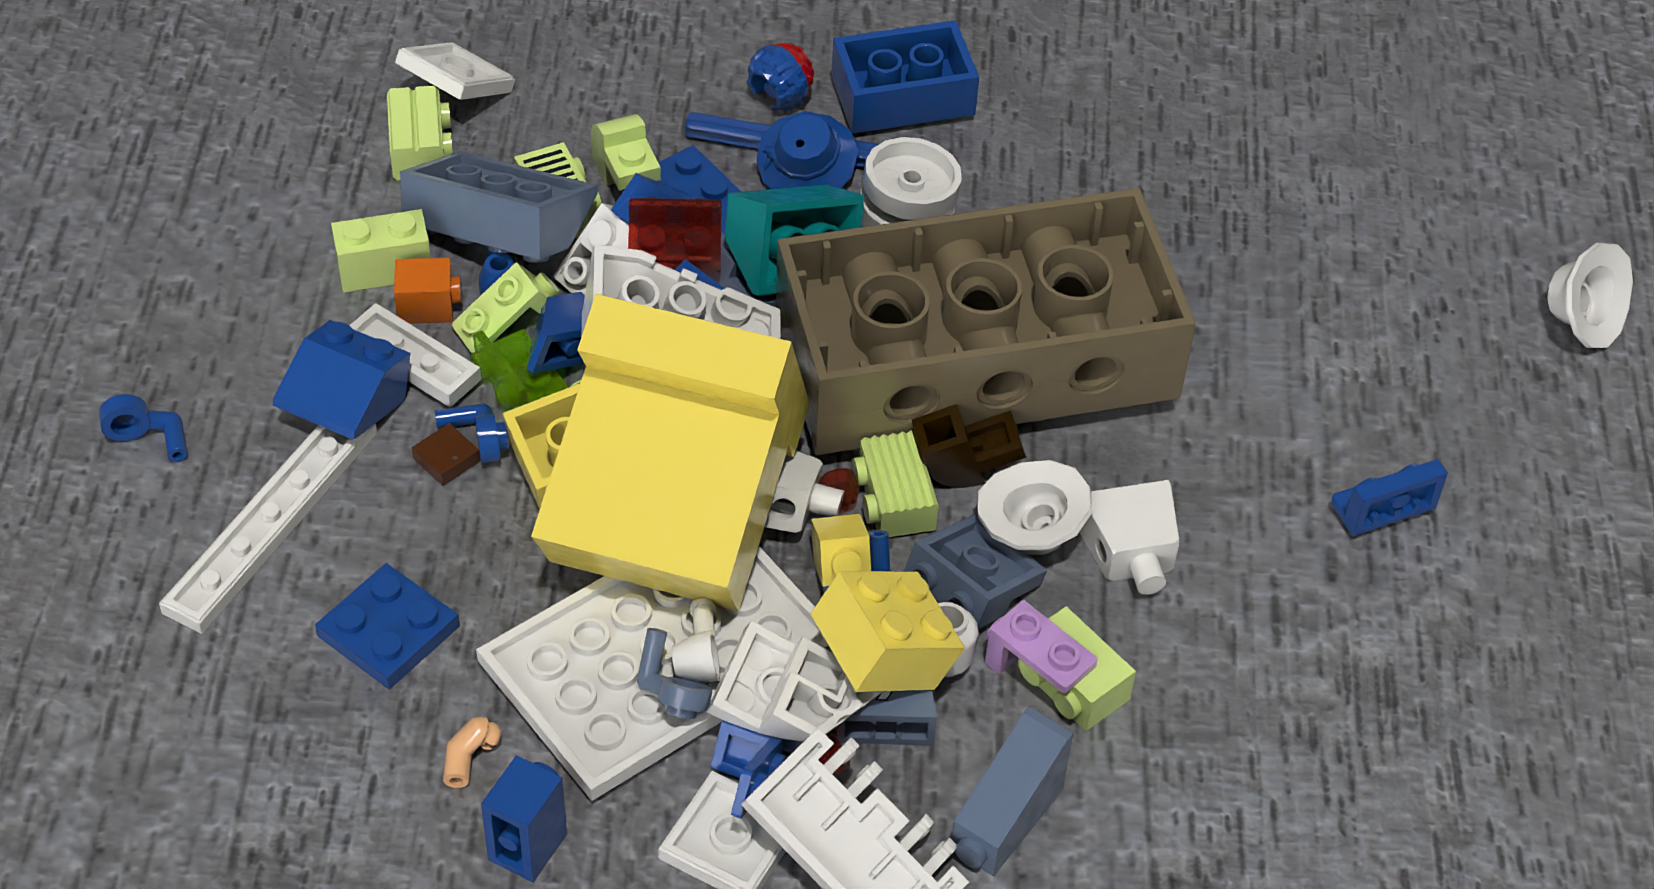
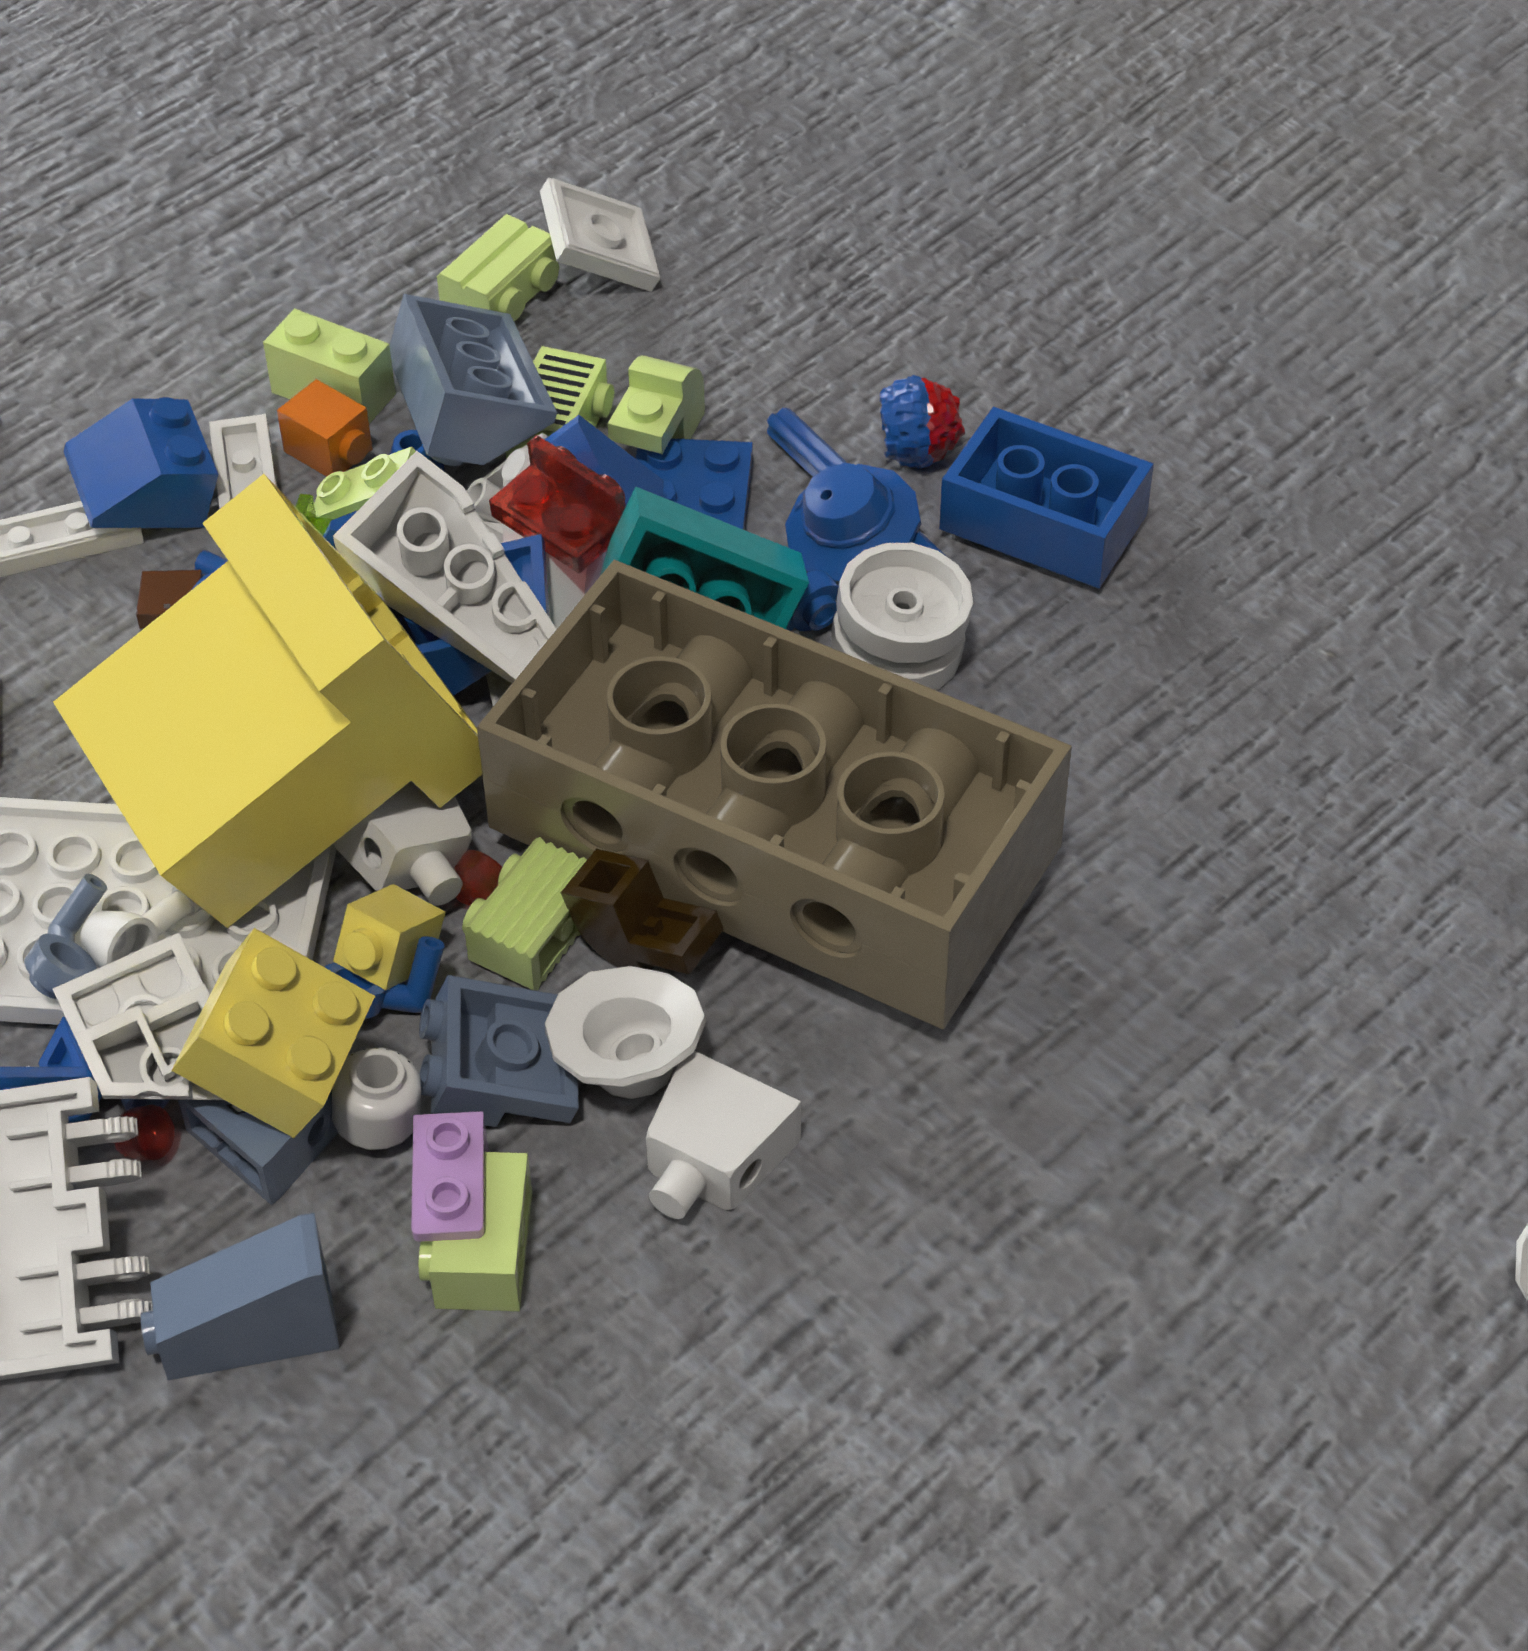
camera: 45 degrees right, 0 degrees up
(1391, 497) = (1048, 1306): blue bracket -> none

